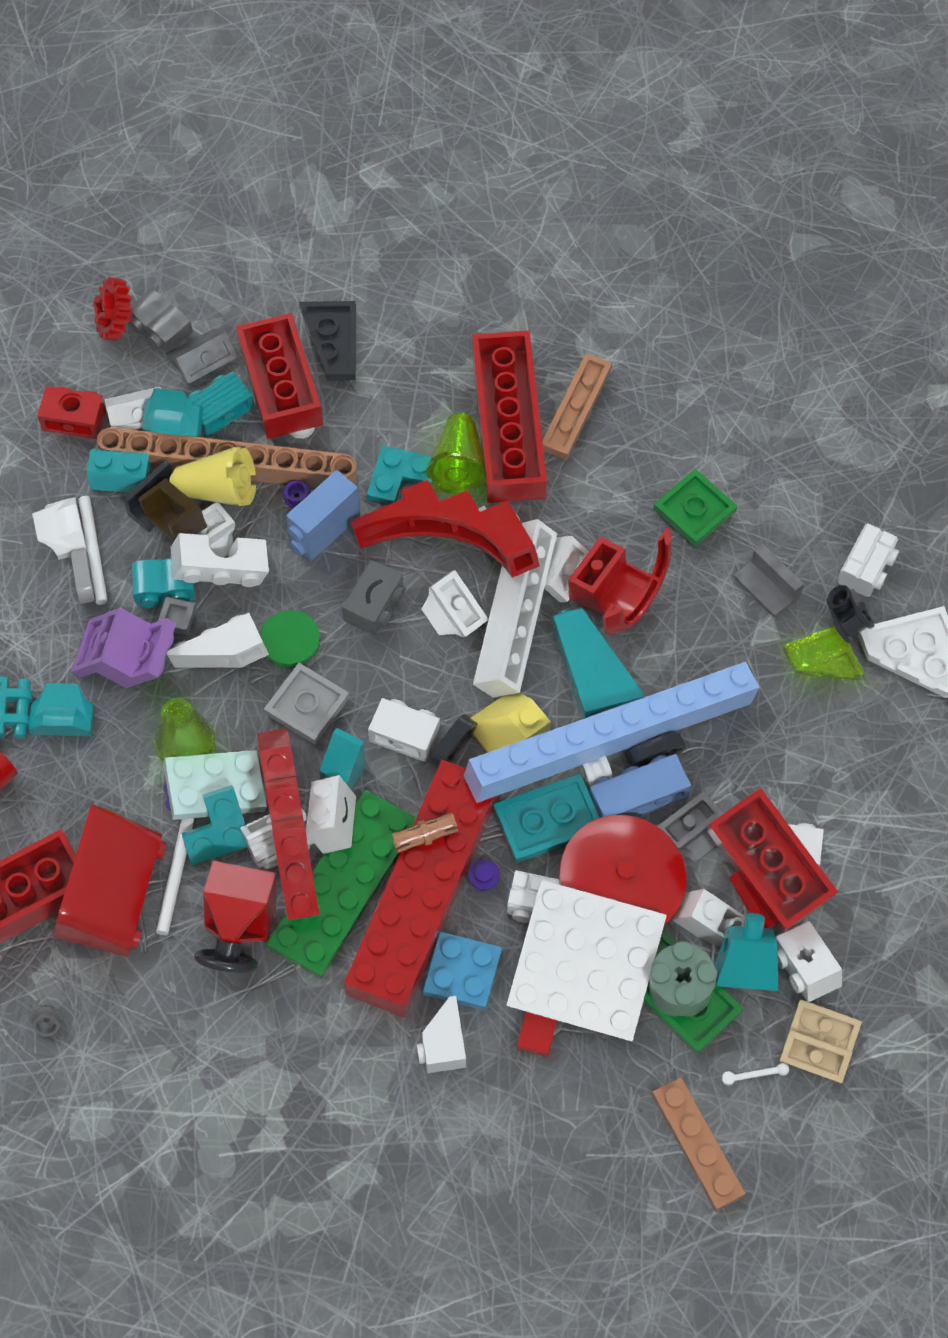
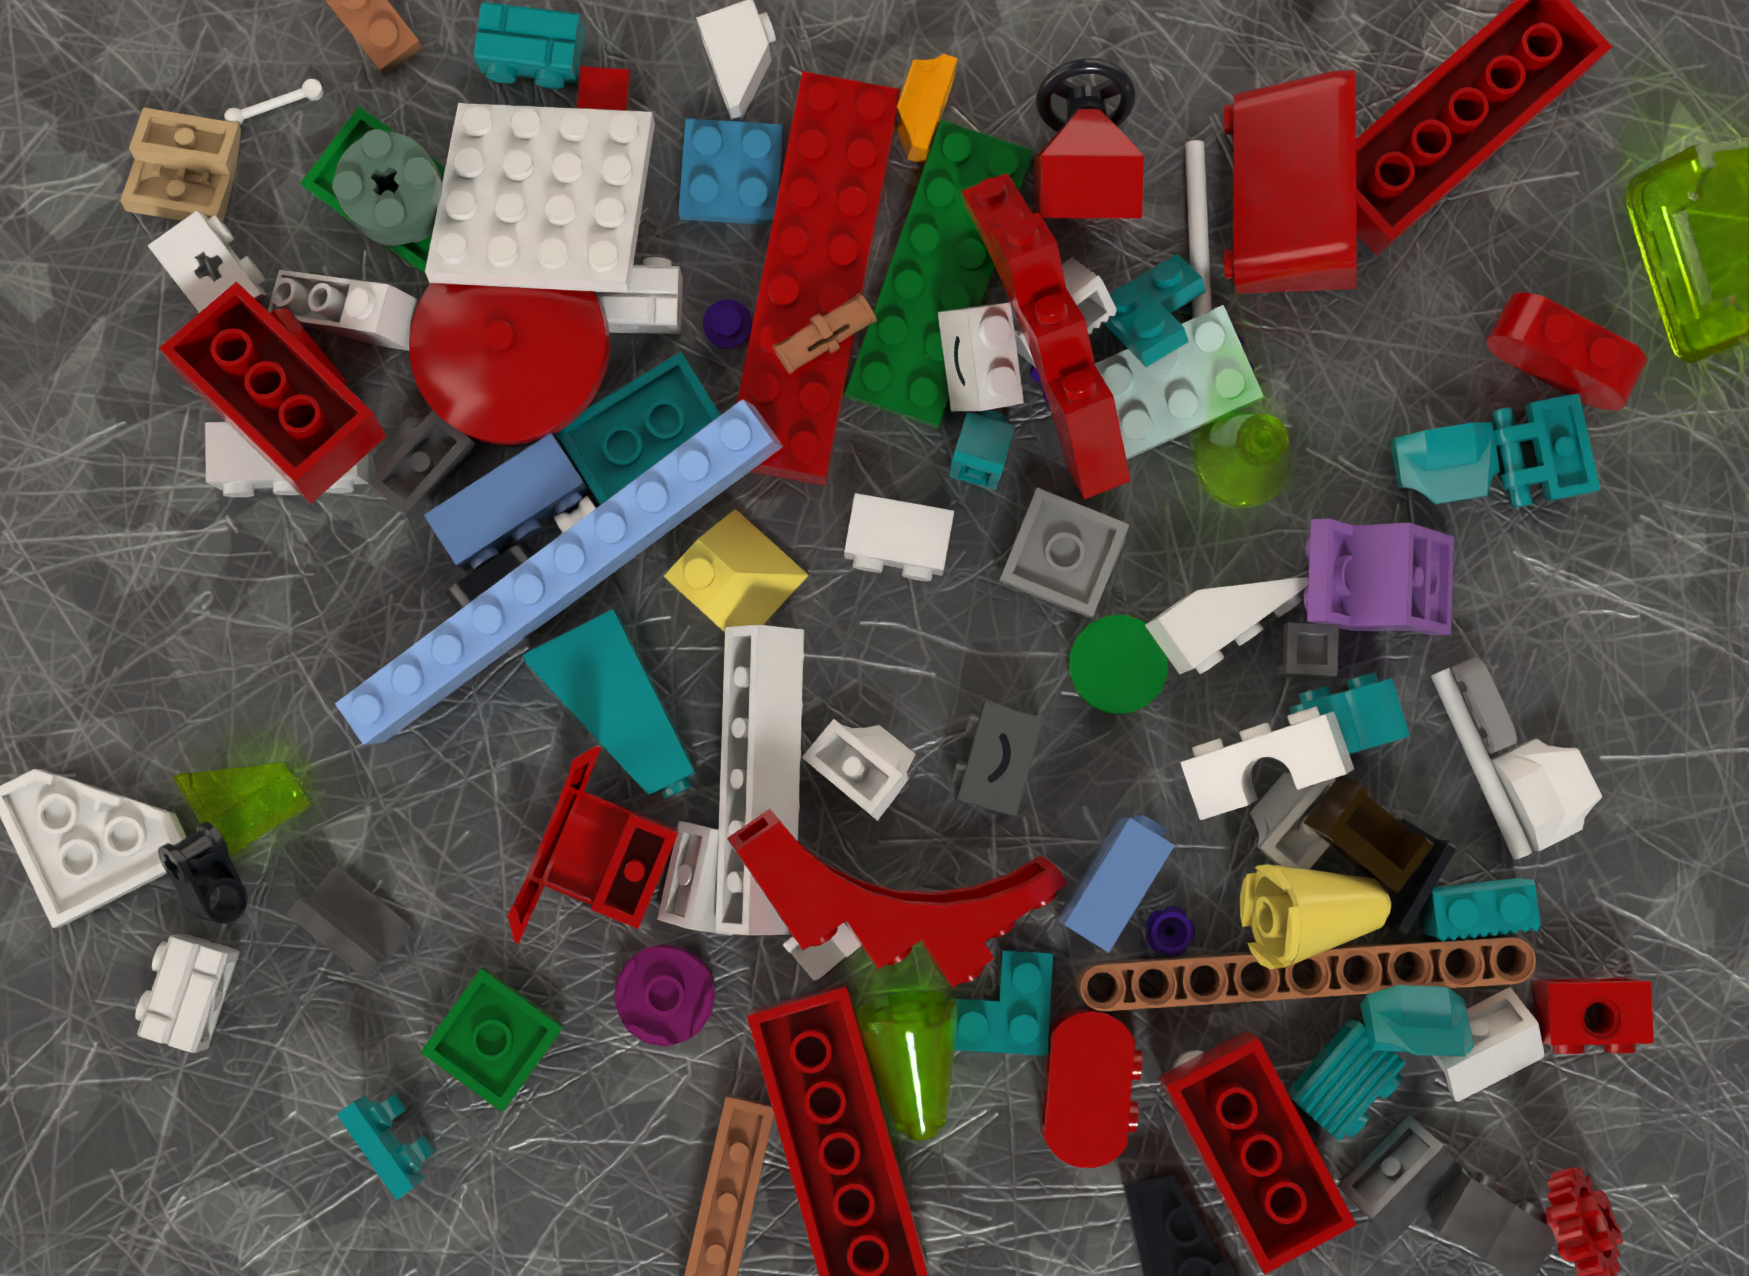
camera: 170 degrees right, 20 degrees up
(328, 984) = (924, 103): none -> light orange slope
(363, 422) = (1089, 1088): none -> red brick
(454, 740) = (816, 529): black beam -> none
(579, 1071) = (529, 44): none -> teal brick
(592, 515) = (665, 994): none -> magenta tile
(748, 956) = (300, 250): teal torso -> none
(760, 451) = (393, 1162): none -> teal plate

